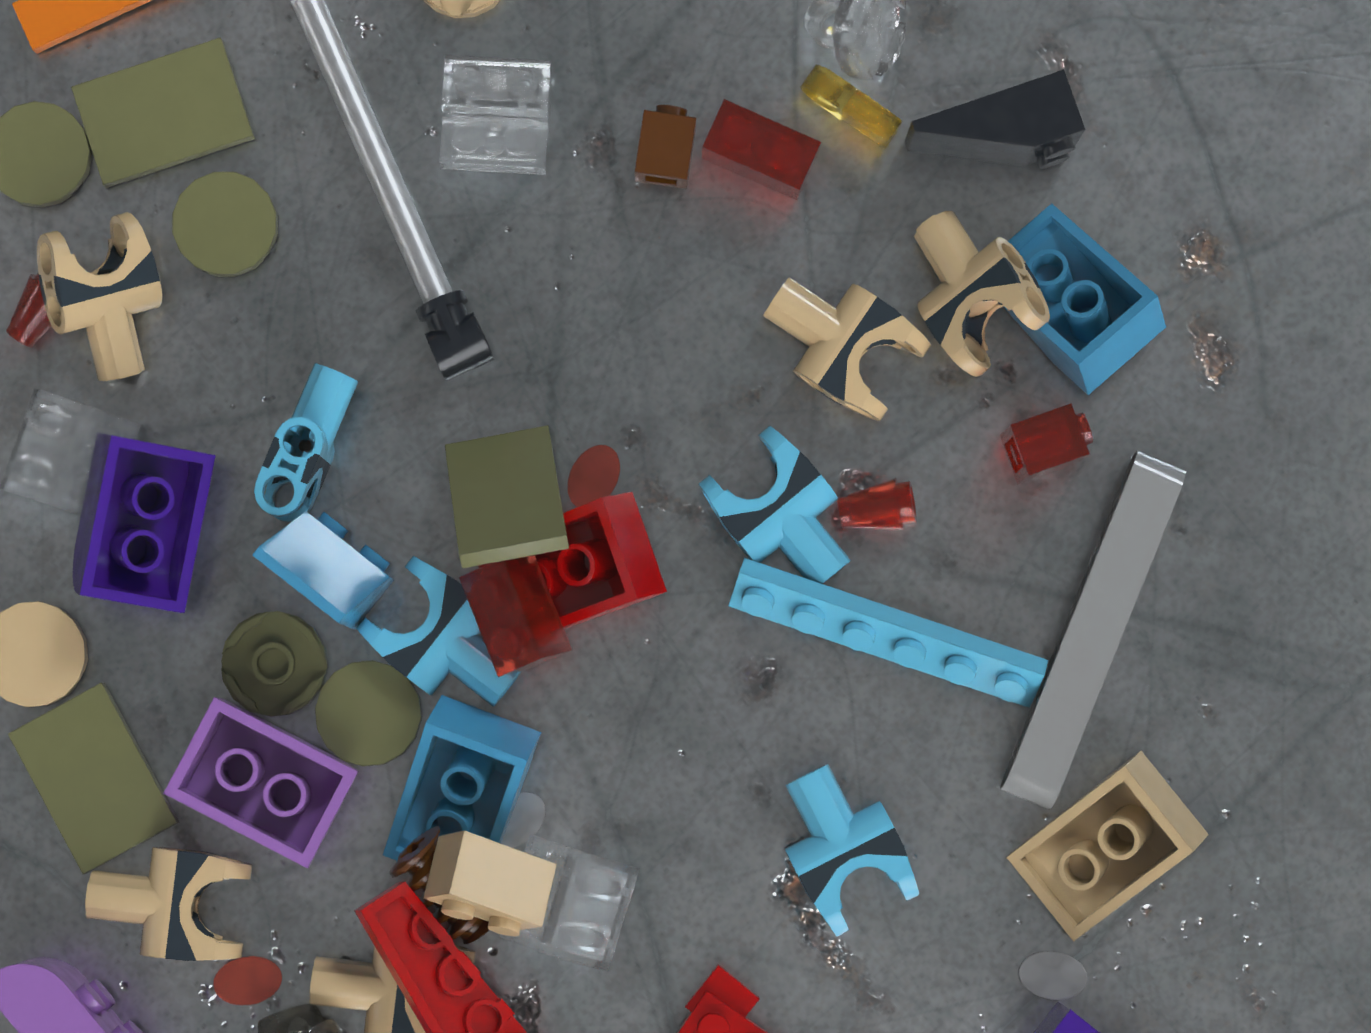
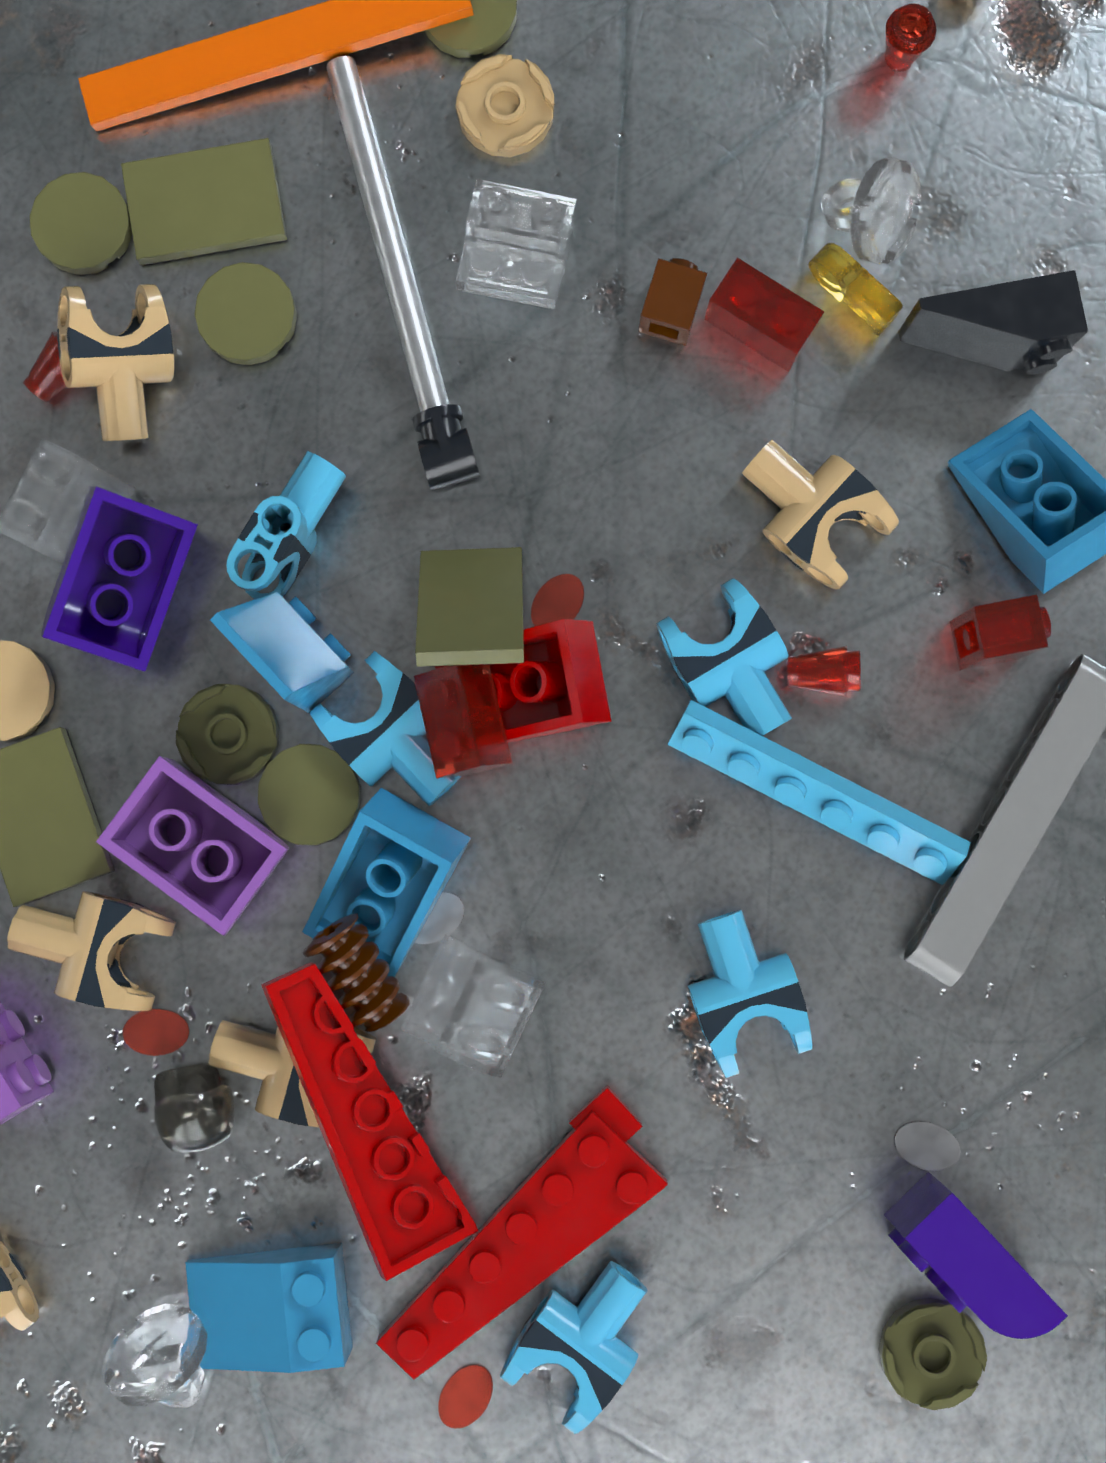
camera: 15 degrees right, 0 degrees up
(489, 883) = (398, 977): tan brick -> none
(973, 289) = (949, 474): tan connector -> none
(1108, 846) = (1002, 1031): tan slope -> none

